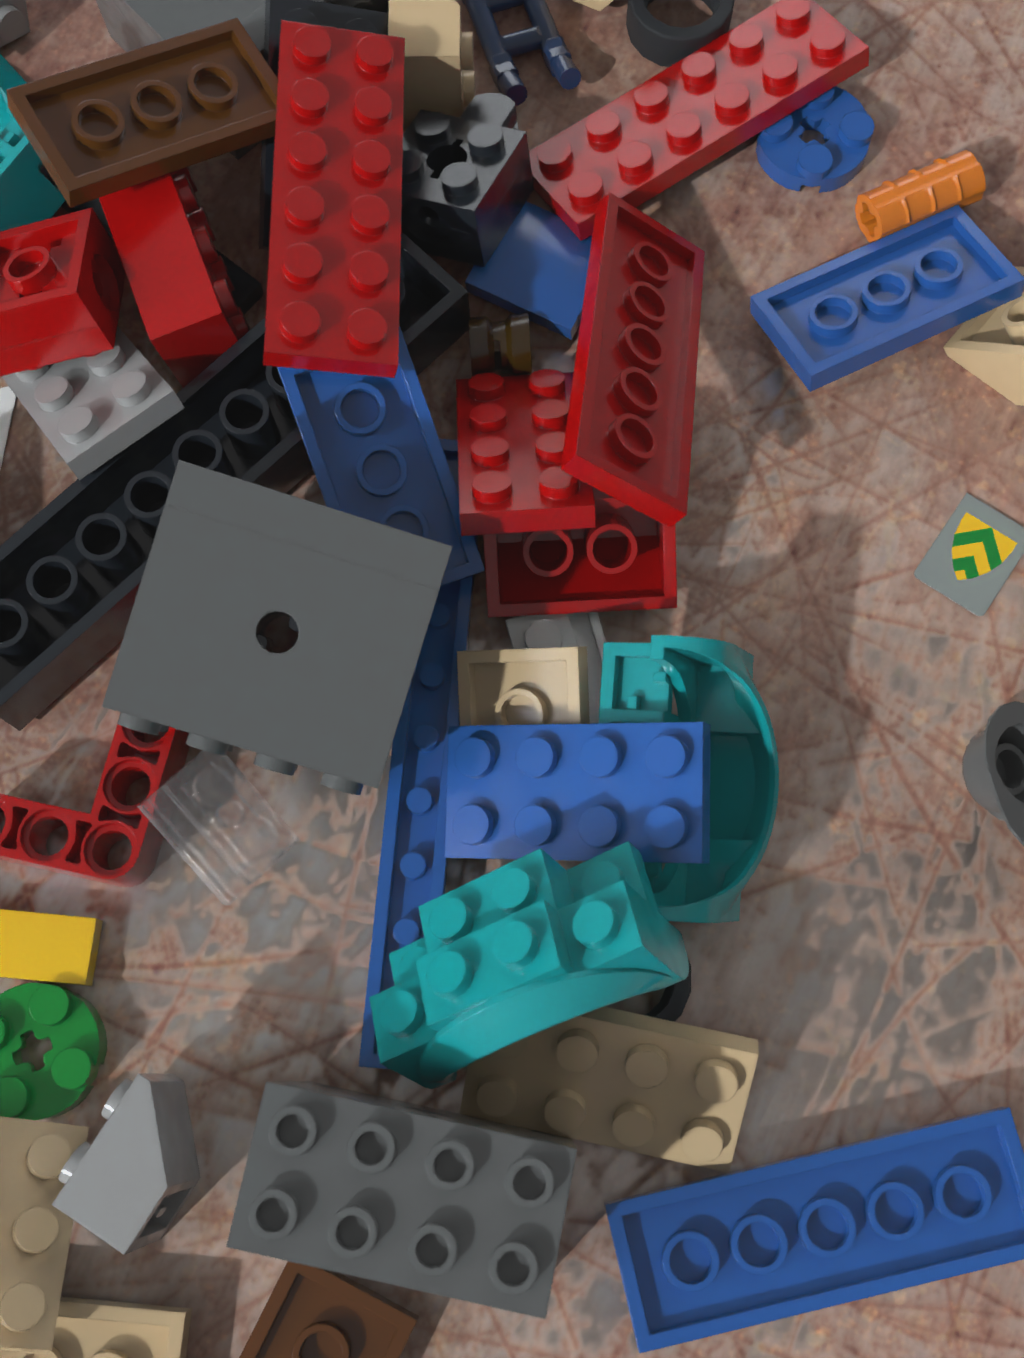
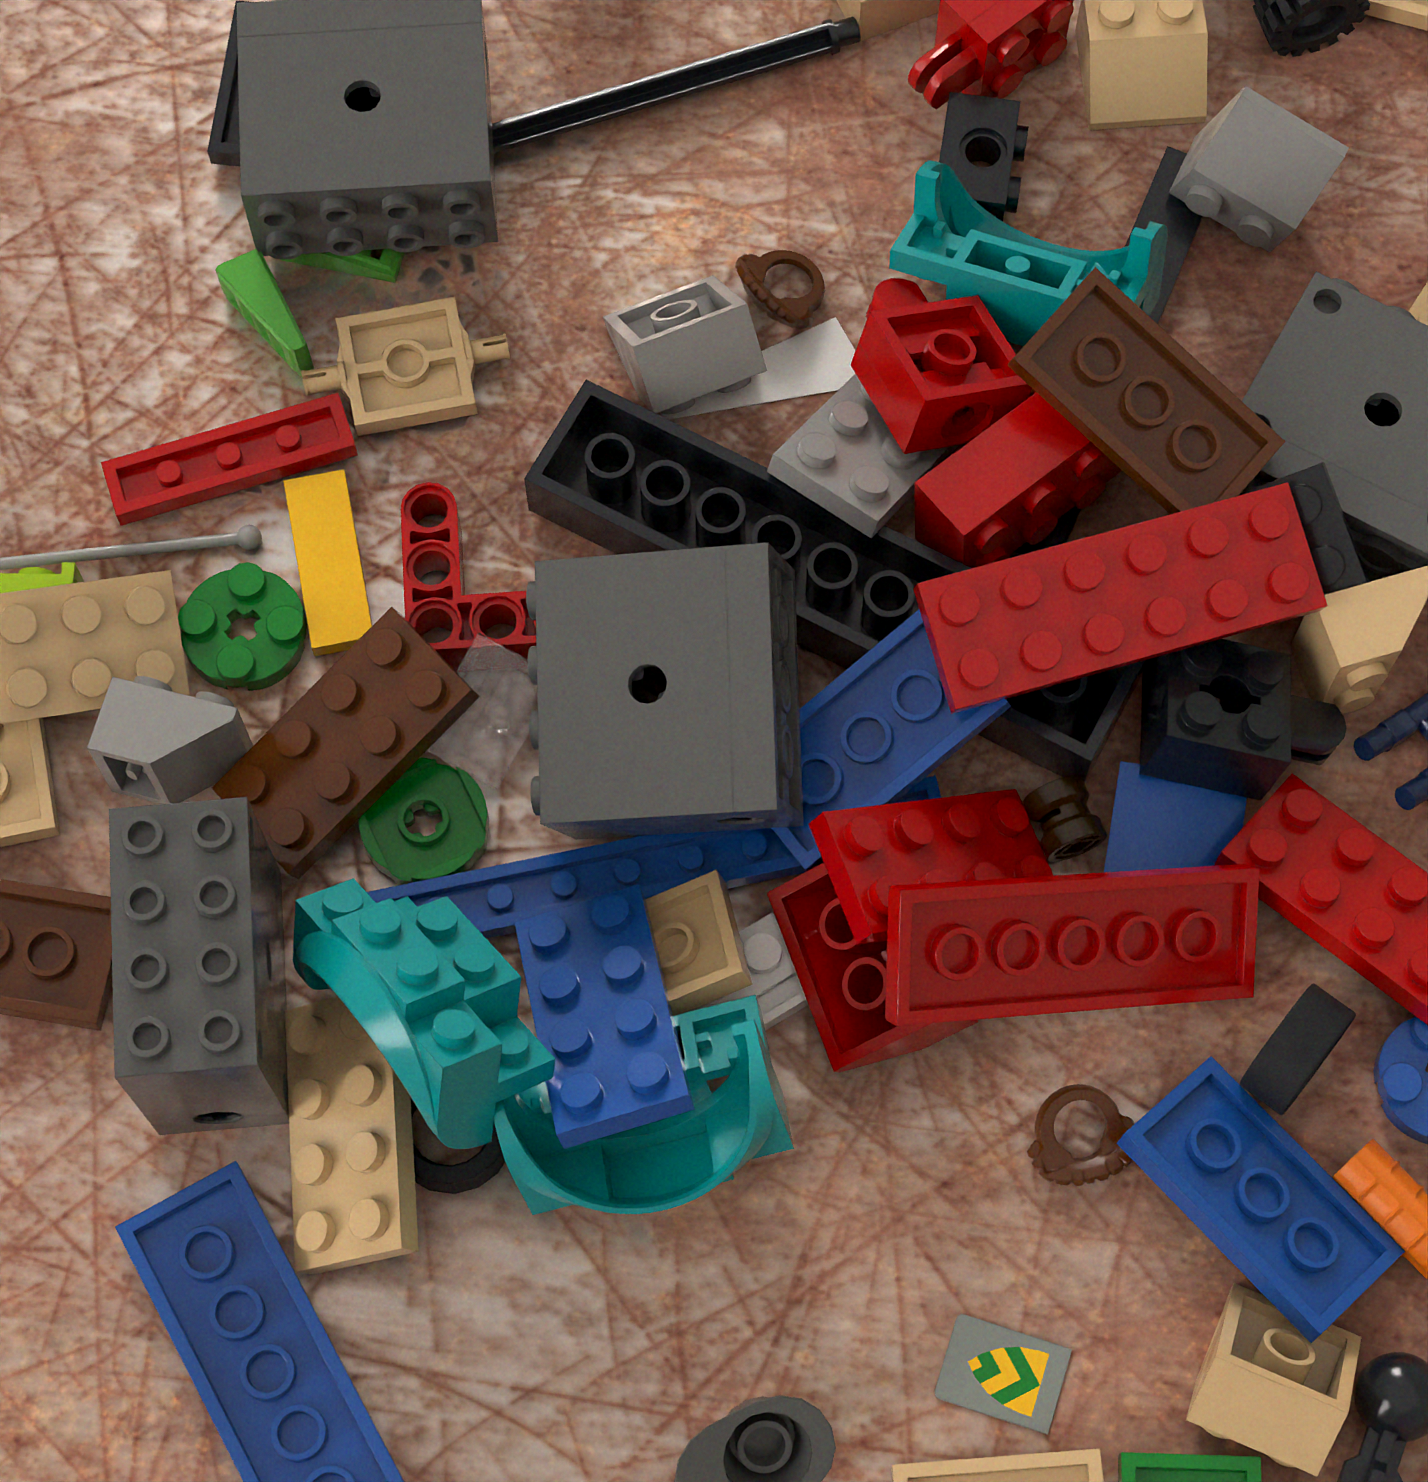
camera: 70 degrees right, 5 degrees down
(202, 974) = (347, 741): none -> reddish brown plate
(280, 897) = (458, 838): none -> green plate
(773, 219) = (1297, 1048): none -> black tyre
(817, 419) = (1058, 1163): none -> reddish brown piece

